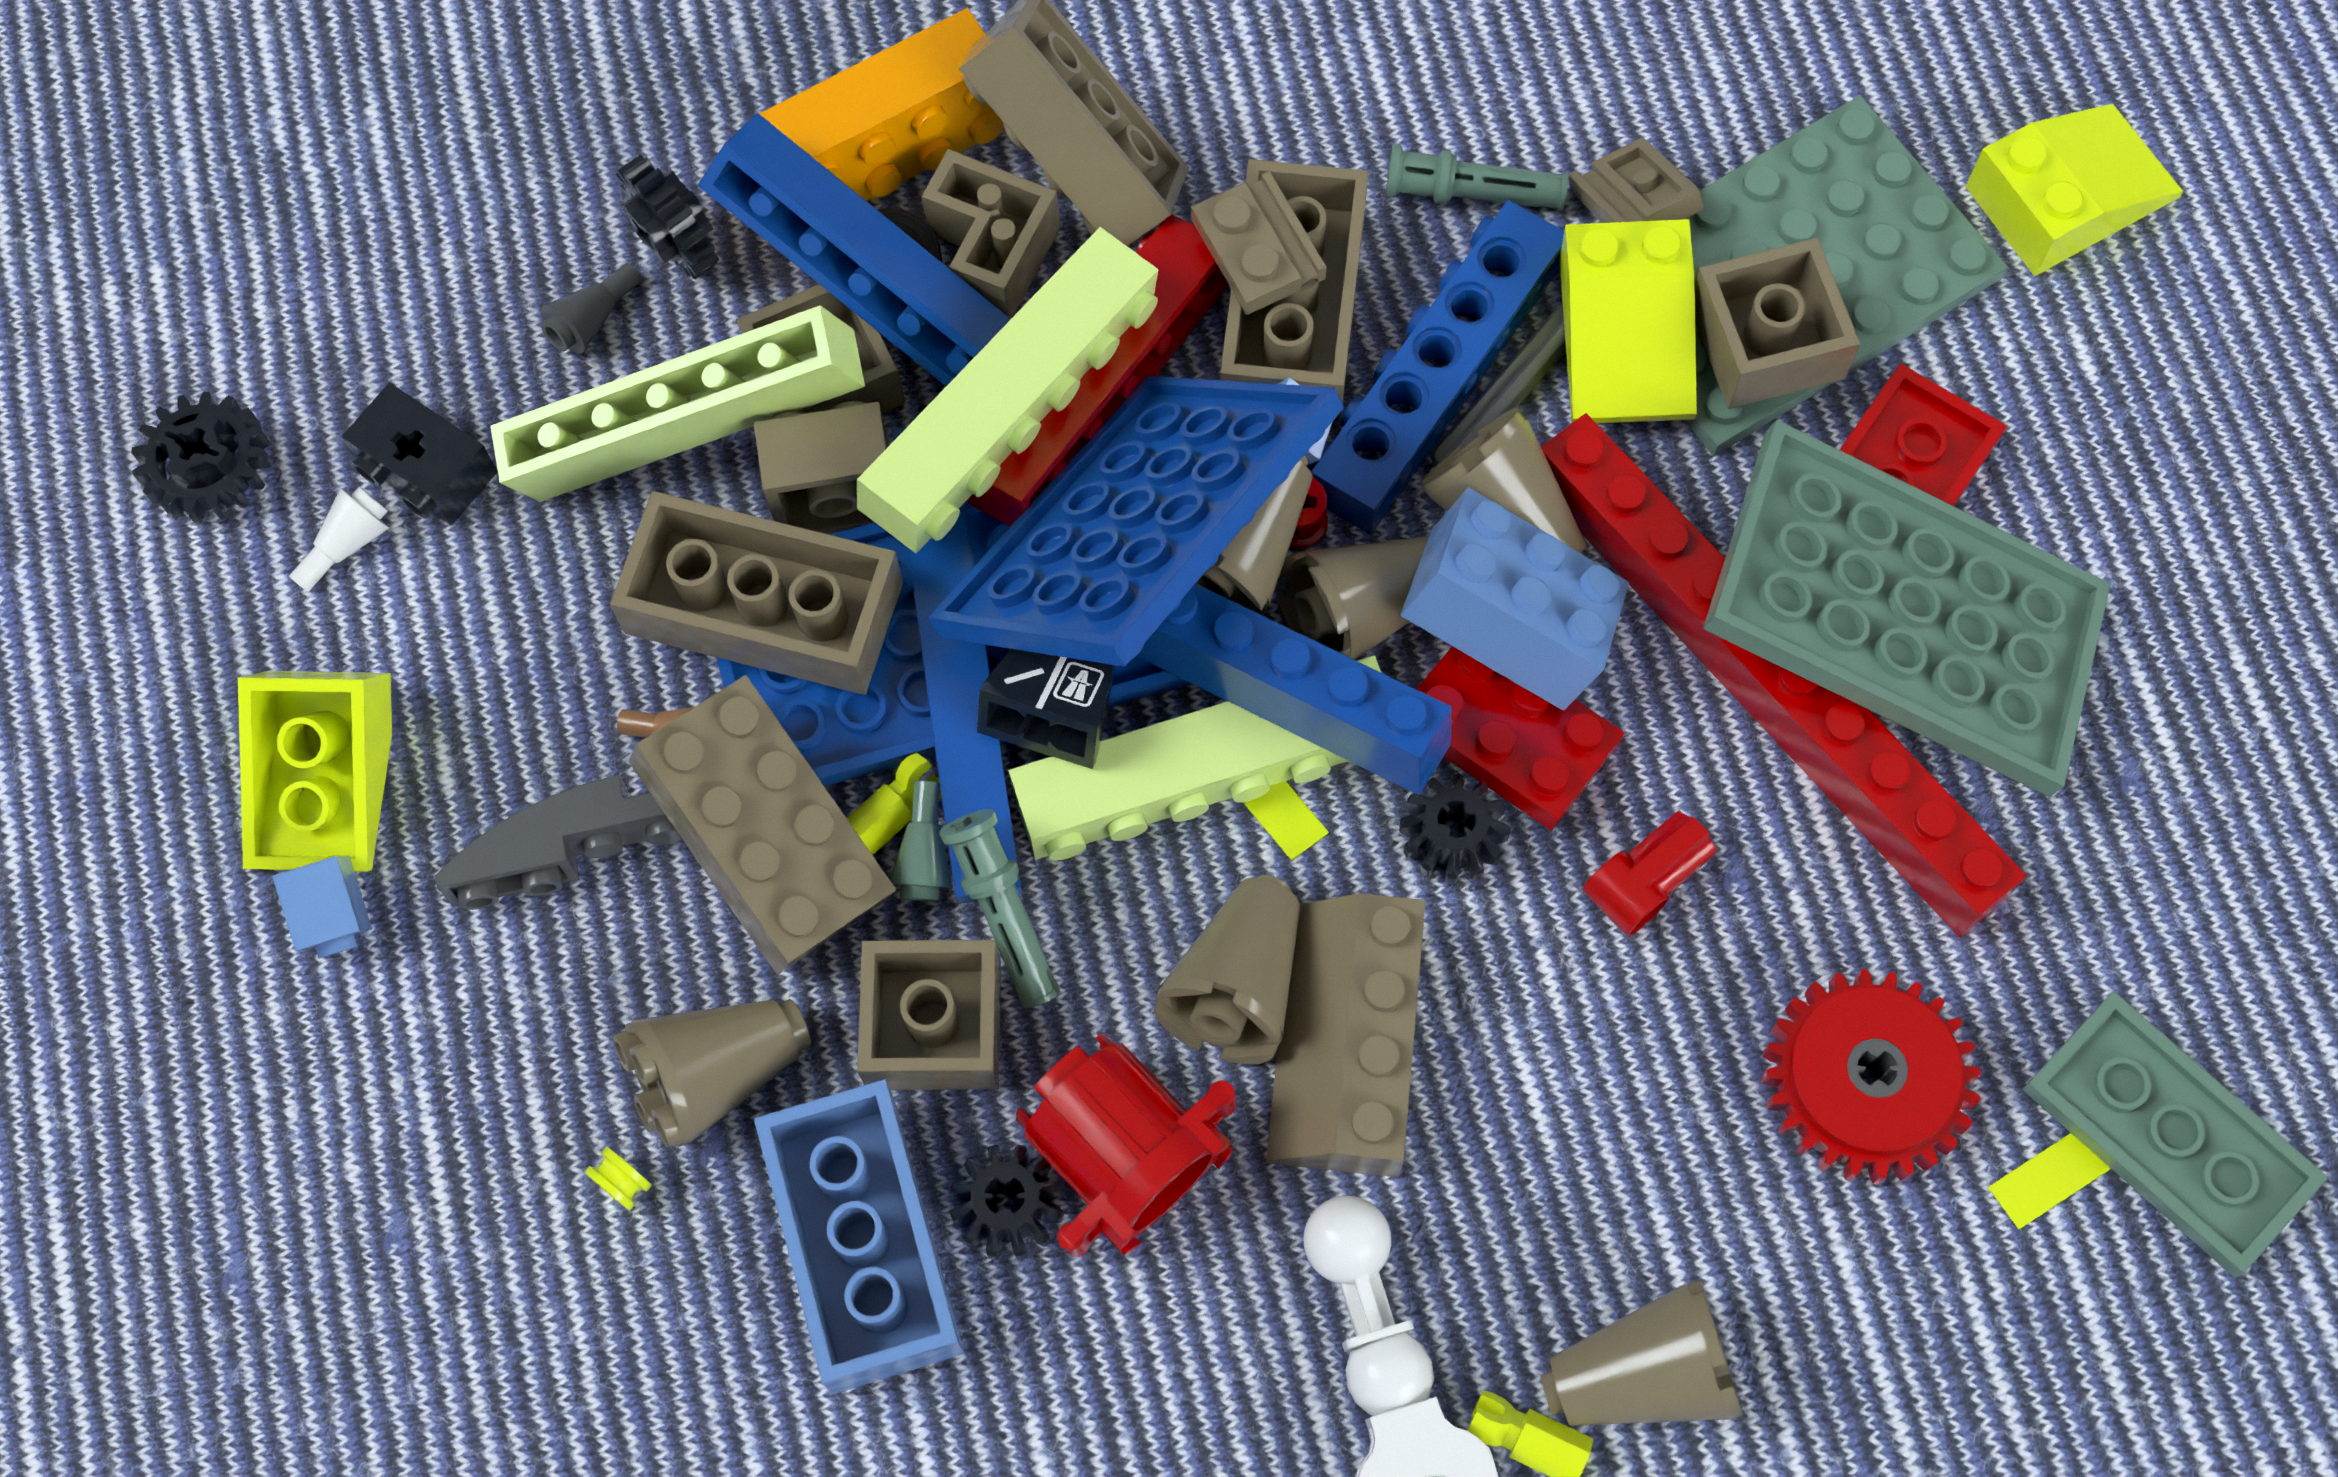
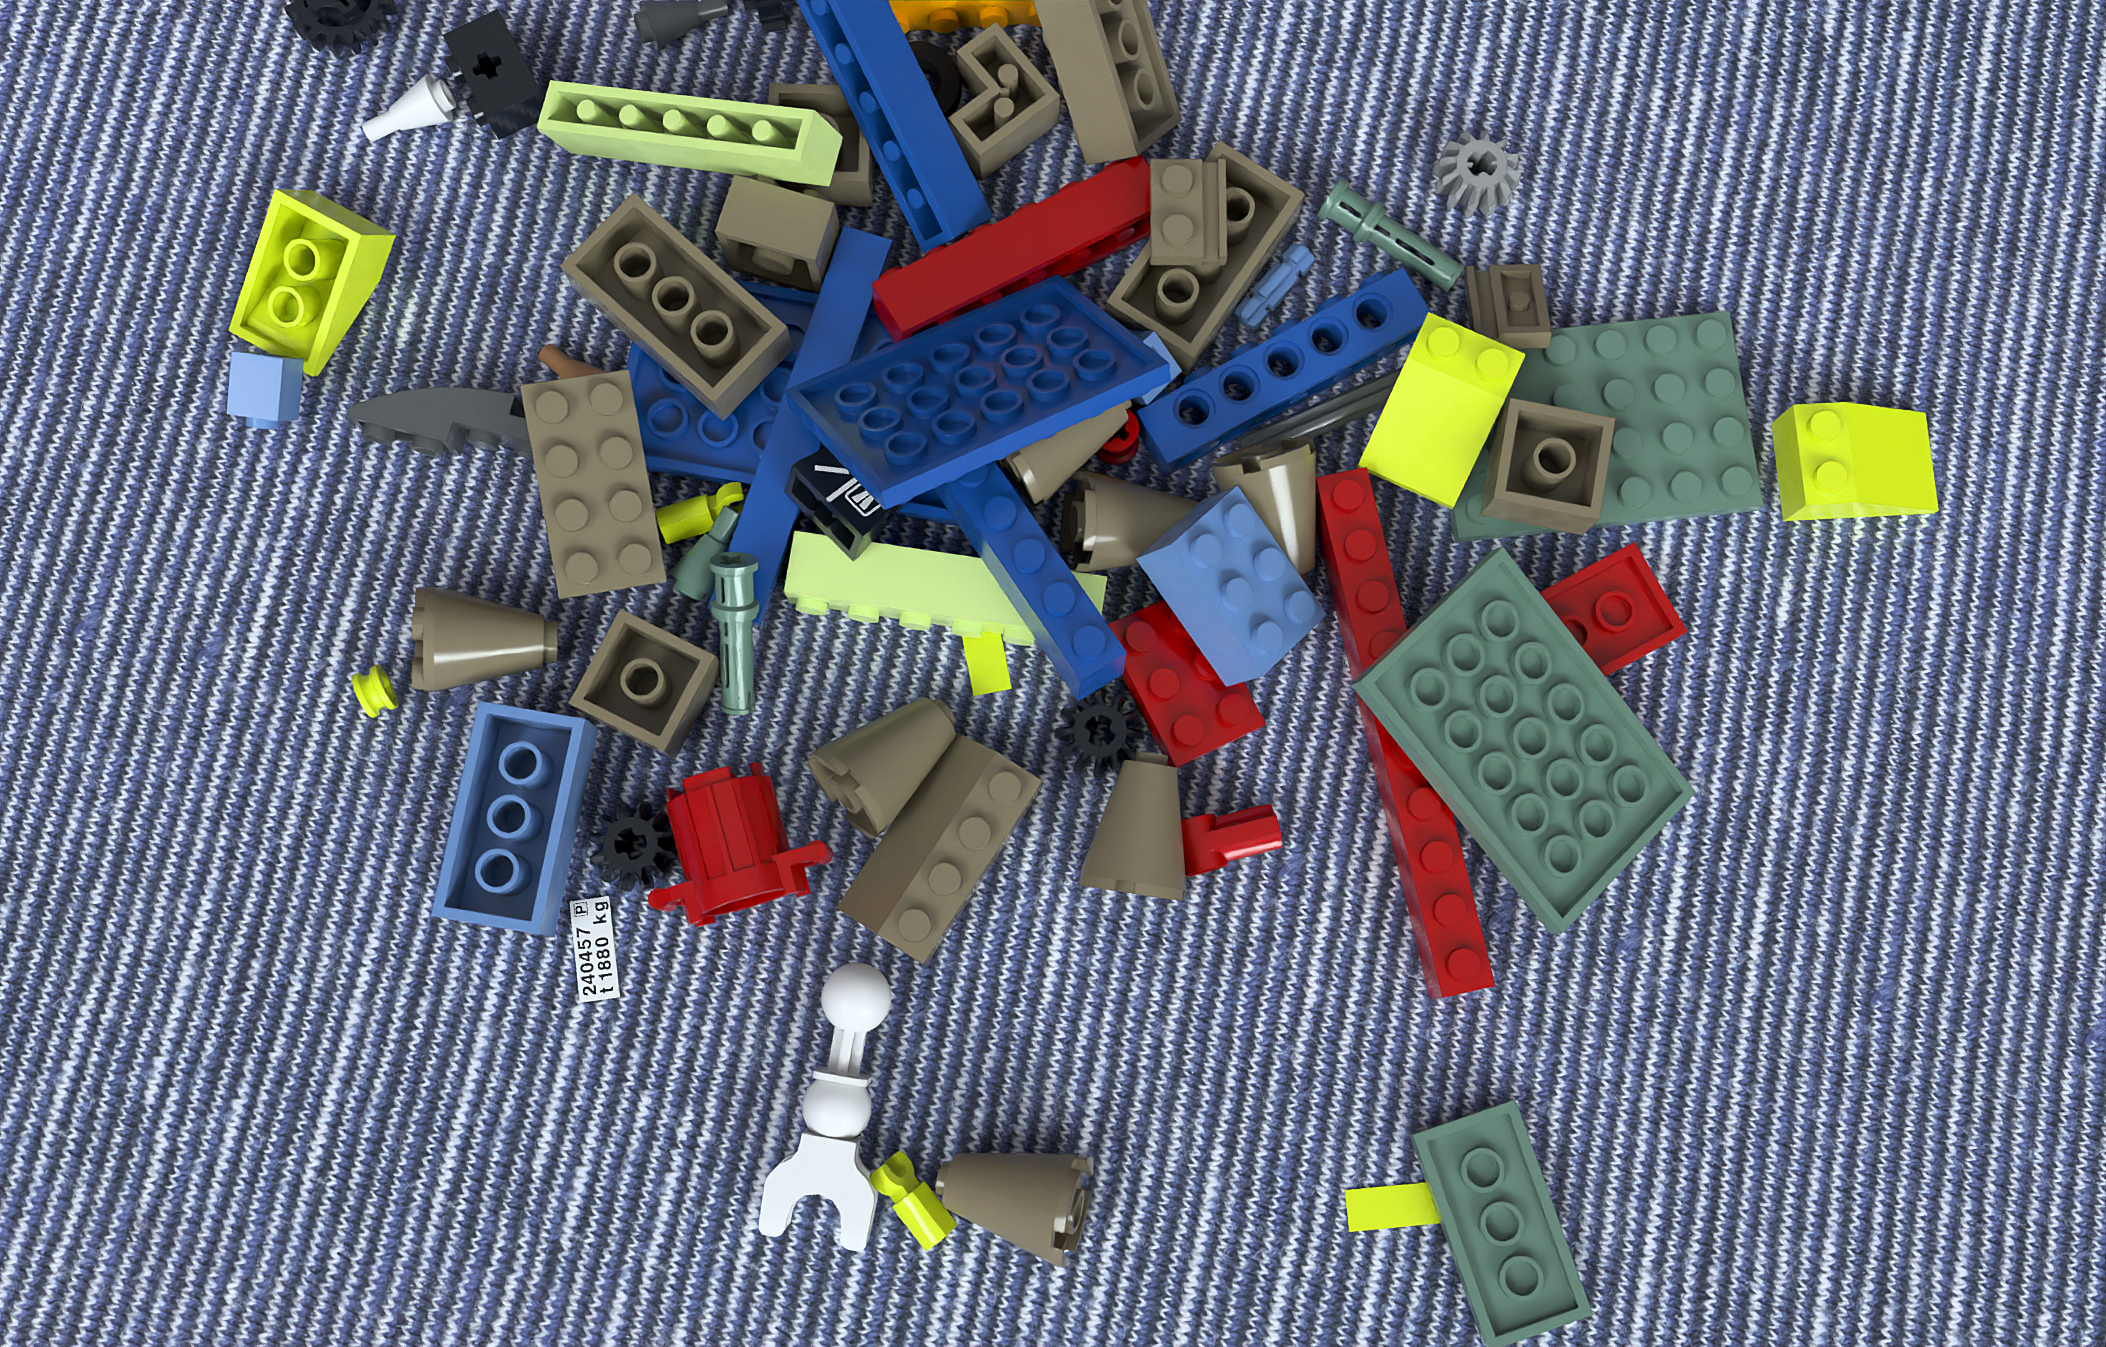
camera: 20 degrees right, 10 degrees up
(1007, 391) = (935, 240): yellowish green brick -> none
(1016, 1346) = (594, 949): none -> white sticker
(1380, 286) = (1274, 286): none -> medium blue axle
(1527, 78) = (1469, 156): none -> light grey gear
(1562, 908) = (1140, 833): none -> dark tan cone
(1901, 1112) = (1284, 1106): red gear -> none

